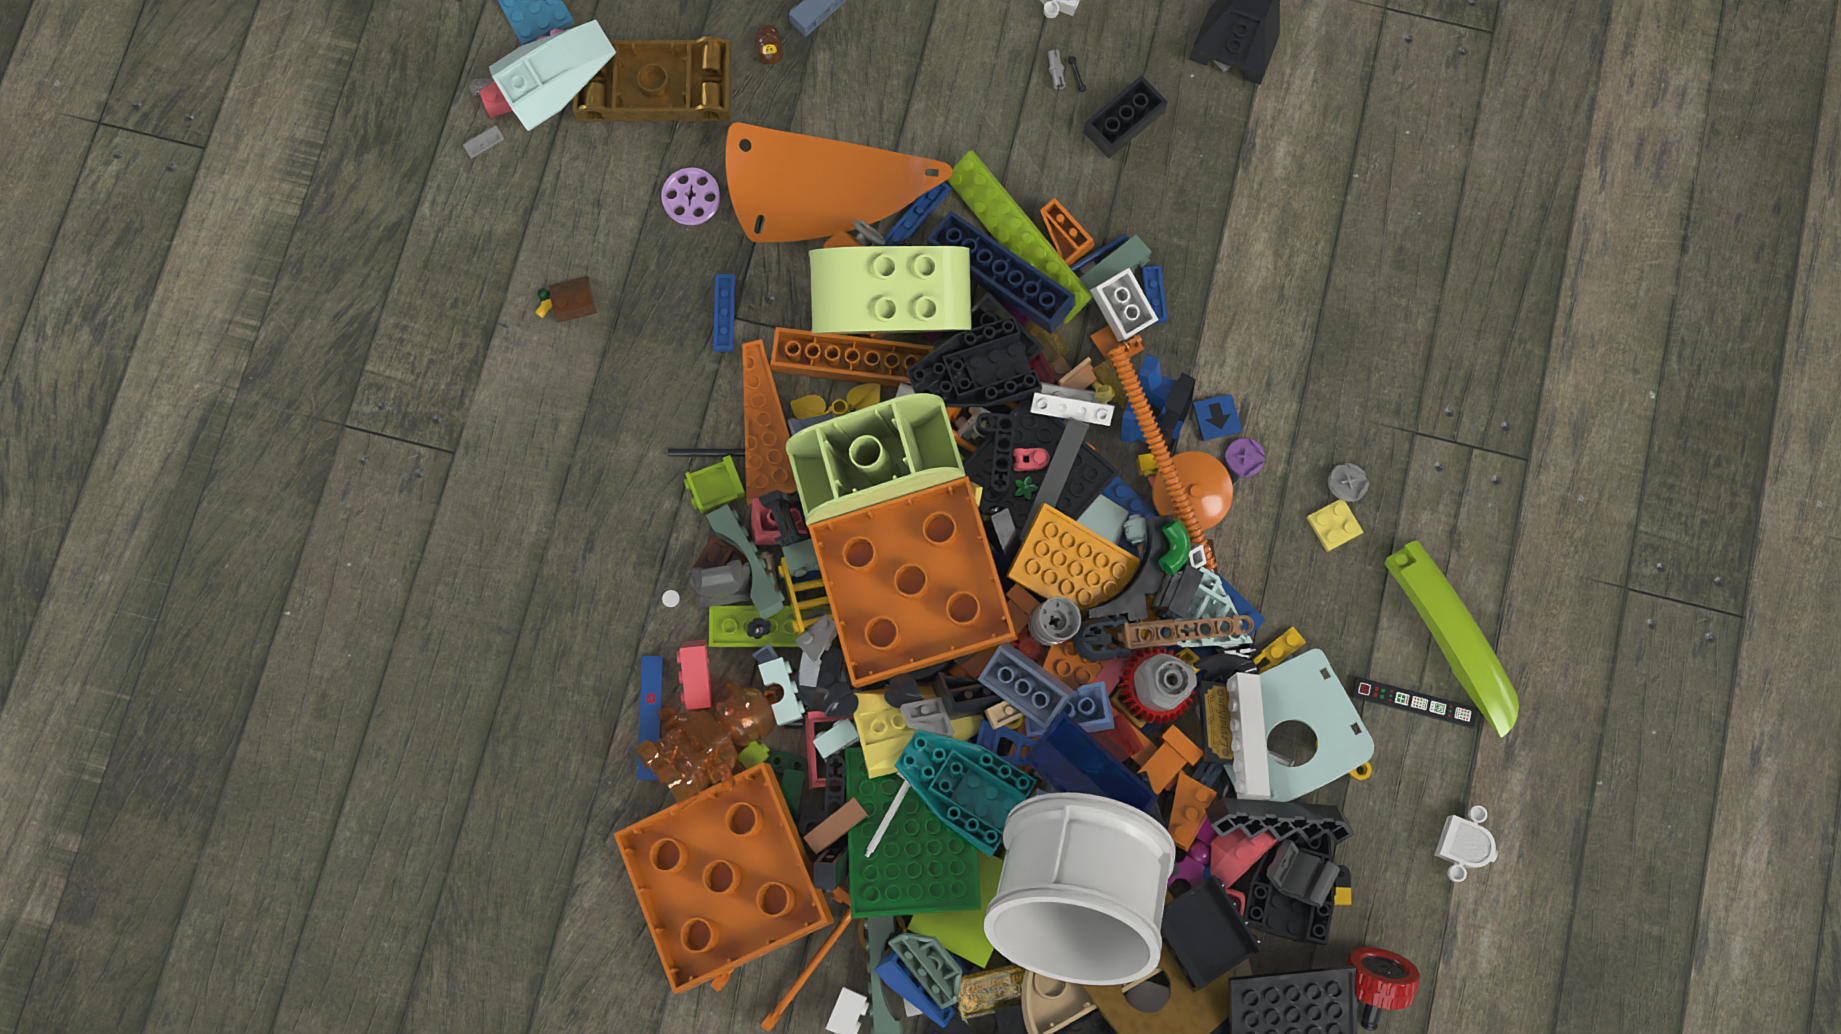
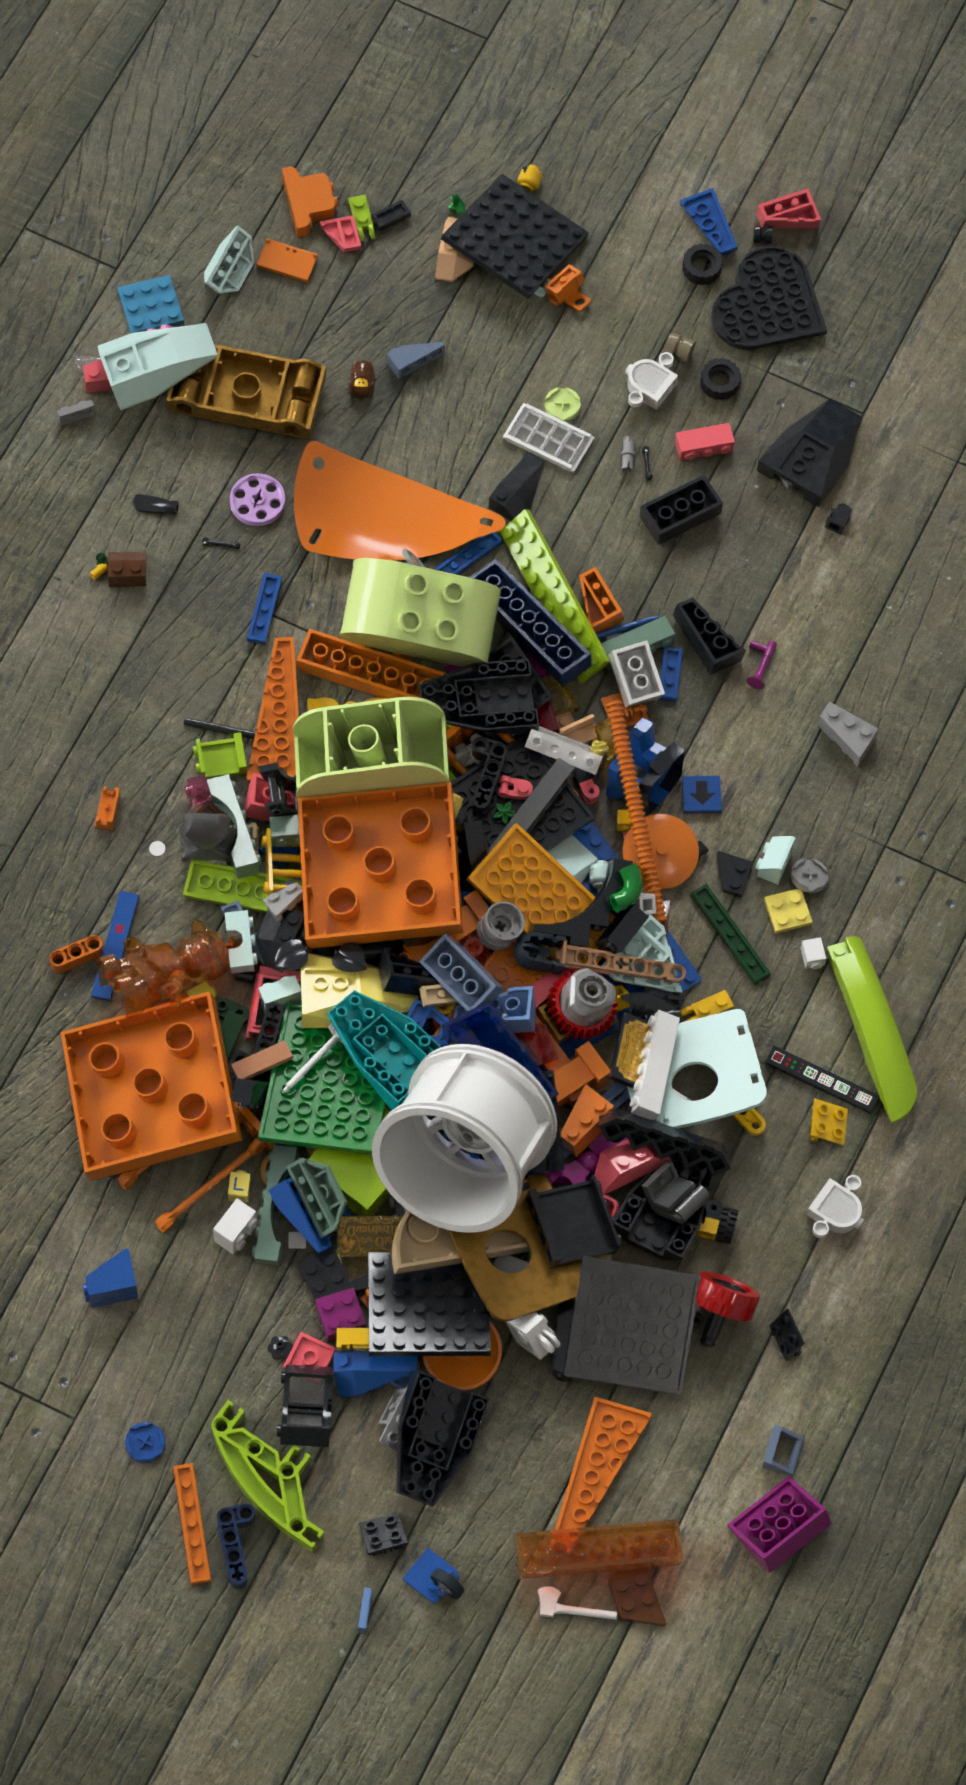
camera: 10 degrees right, 10 degrees down
(586, 223) = (154, 504): none -> black piece
(601, 739) = (82, 946): none -> orange beam
(610, 567) = (108, 809): none -> orange hinge
(647, 252) = (205, 541): none -> black hinge
(695, 674) = (164, 914): coral wedge -> none
(699, 526) = (197, 789): none -> clear pink brick
(758, 628) = (232, 885): black plant -> none
(840, 961) = (239, 1186): none -> light yellow brick
(928, 716) = (366, 981): light grey wing -> none
(953, 132) = (517, 488): none -> black wedge
(971, 68) = (548, 437): none -> clear piece
(977, 29) = (562, 403): none -> yellowish green tile
(1100, 437) = (586, 787): none -> coral leg
(1130, 39) = (704, 441): none -> coral brick
(1183, 247) = (709, 640): none -> black wedge
(1244, 283) = (756, 681): none -> magenta piece
(1244, 457) = (718, 834): medium lavender tile -> none
(1270, 496) = (733, 873): none -> black wing
(1282, 563) = (730, 934): none -> dark green tile
(1284, 92) = (839, 518): none -> black brick
(1311, 472) = (775, 858): none -> light aqua slope
(1350, 318) = (847, 731): none -> light grey wedge
(1361, 891) = (726, 1225): none -> black tyre
(1373, 567) = (813, 953): none -> white brick
(1433, 749) = (828, 1122): none -> yellow hinge
(1451, 1000) = (787, 1335): none -> black hinge

